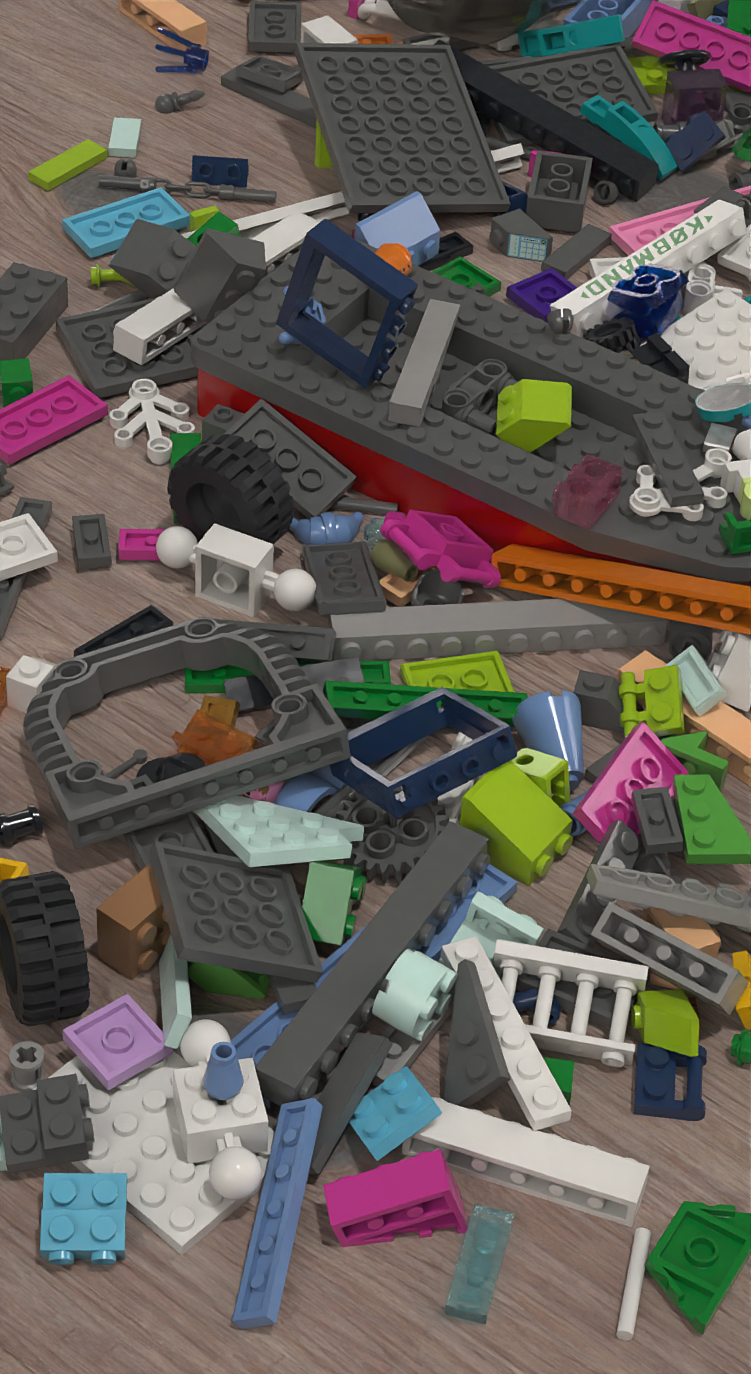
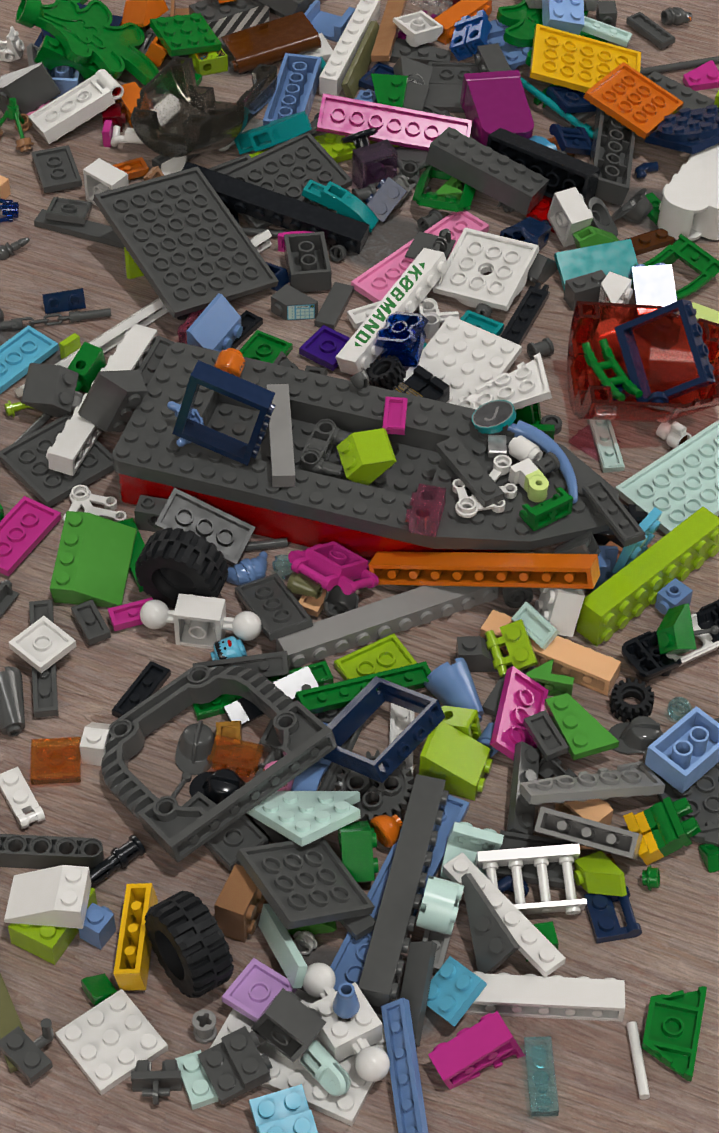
camera: 15 degrees left, 5 degrees up
(120, 466) = (92, 560): none -> bright green slope
(134, 1085) = (289, 1024): none -> dark grey brick
(166, 714) = (194, 748): none -> dark grey piece
(168, 1163) = (326, 1069): none -> light aqua arm
(211, 999) = (305, 942): none -> white plate
(260, 610) = (228, 648): none -> medium azure head
(382, 881) = (386, 829): none -> orange brick
(592, 373) = (395, 415): none -> dark pink tile

